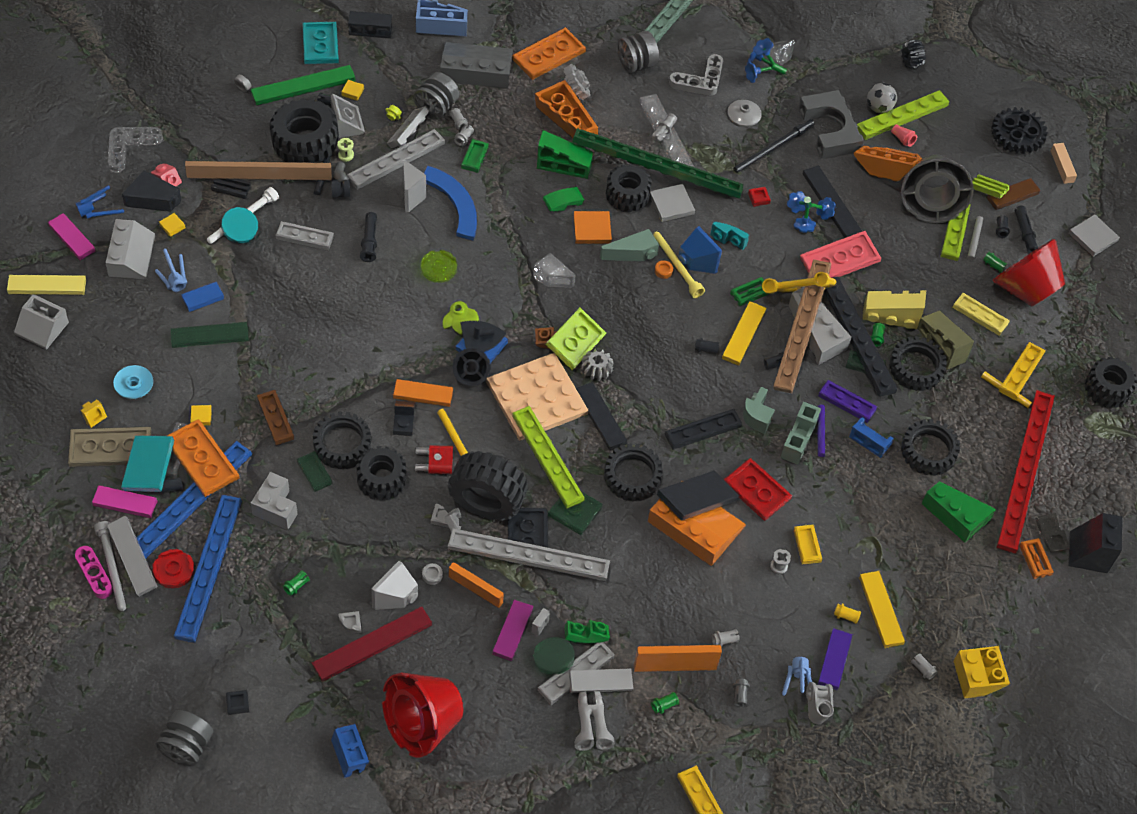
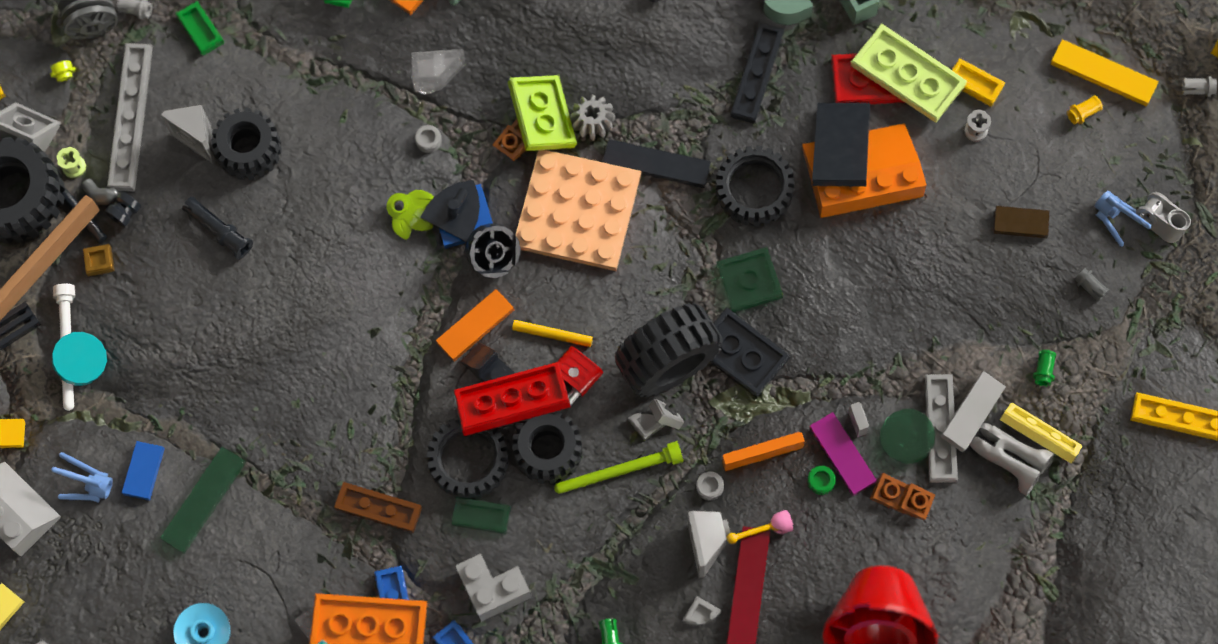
camera: 40 degrees left, 15 degrees up
(201, 412) = (306, 585): yellow tile -> none
(303, 199) = (98, 260): none -> pearl gold tile
(304, 235) = (152, 296): light grey tile -> none
(393, 433) = (511, 398): none -> red tile
(408, 127) = (98, 70): light grey plate -> none
(430, 205) = (241, 125): none -> black tyre
(433, 539) = (670, 454): none -> lime piece
(439, 266) = (319, 182): clear neon green tile -> none
(440, 624) = (780, 523): none -> hinge
(459, 197) = (246, 90): blue tile -> none
(461, 138) = (164, 23): light grey pin -> none
(487, 630) = (821, 480): none -> green tile
(511, 298) = (428, 138): none -> light grey tile
(514, 679) = (902, 497): none -> dark orange slope
(529, 554) = (769, 370): light grey tile -> none
(548, 457) = (667, 258): lime tile -> none
(592, 633) = (908, 381): green slope -> none
(621, 728) = (1041, 432): none -> light yellow tile
(677, 658) = (1013, 316): orange tile -> none
(725, 637) = (1017, 254): light grey pin -> none
(747, 629) = (1021, 222): none -> dark brown tile
(777, 503) = (908, 73): none -> yellowish green tile
(835, 658) = (1123, 163): dark purple tile -> none

